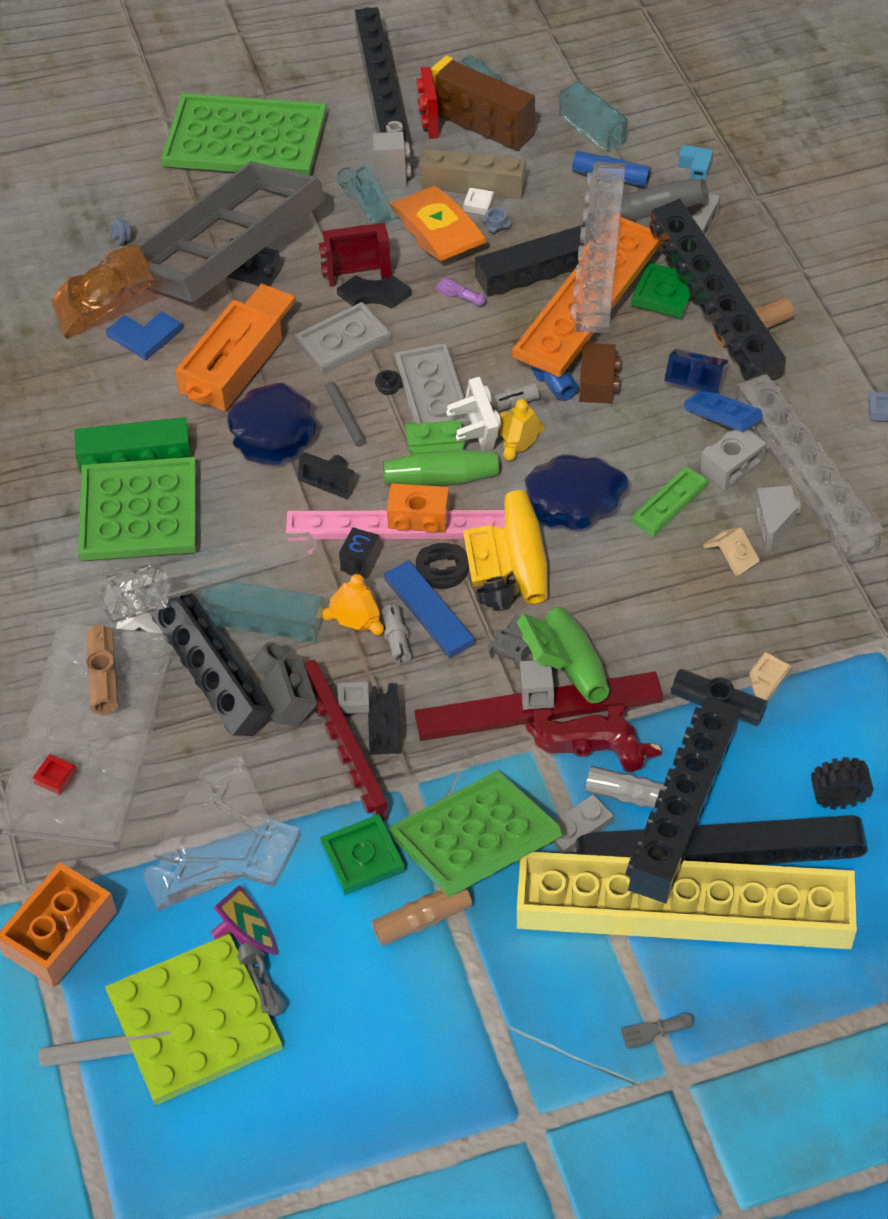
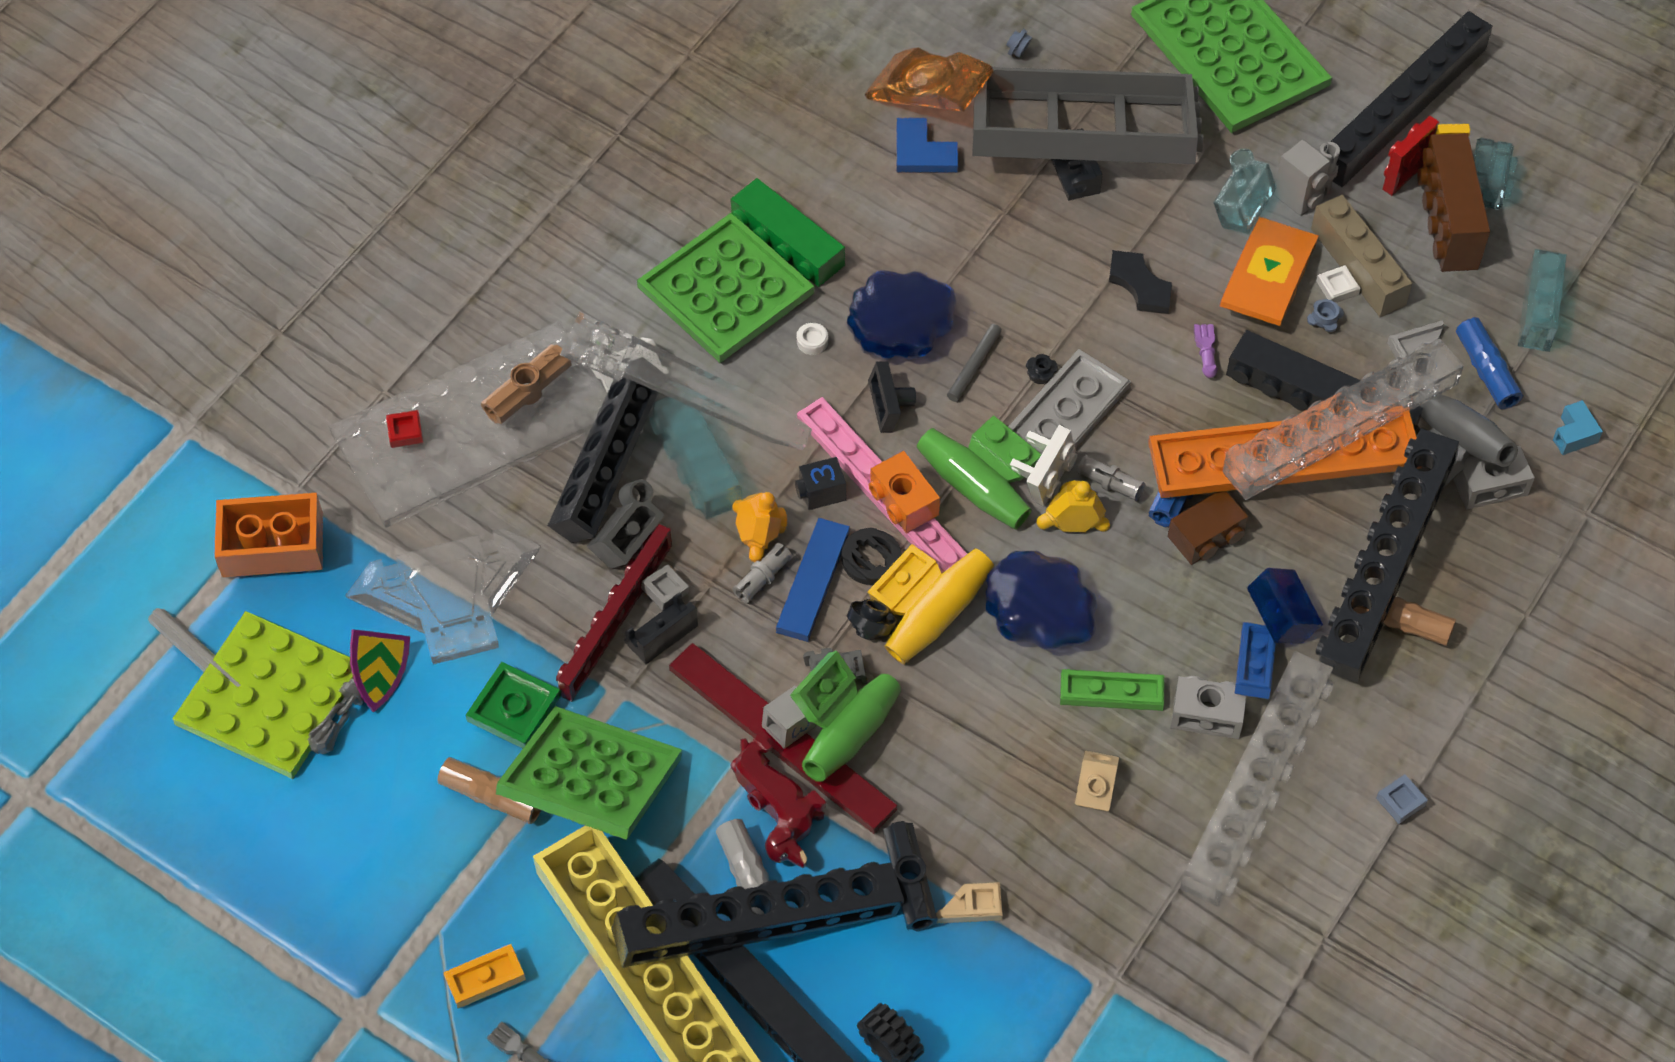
camera: 50 degrees right, 5 degrees up
(232, 488) = (812, 338): none -> white tile
(234, 348) = (960, 224): orange piece -> none
(342, 337) = (1062, 297): light grey tile -> none
(355, 251) = (1158, 230): dark red panel -> none
(563, 197) = (1406, 342): none -> light grey tile
(576, 1014) = (484, 976): none -> light orange plate
(585, 818) = (682, 852): light grey plate -> none
(662, 291) = (1358, 508): green plate -> none
(775, 513) = (1170, 788): light grey slope -> none

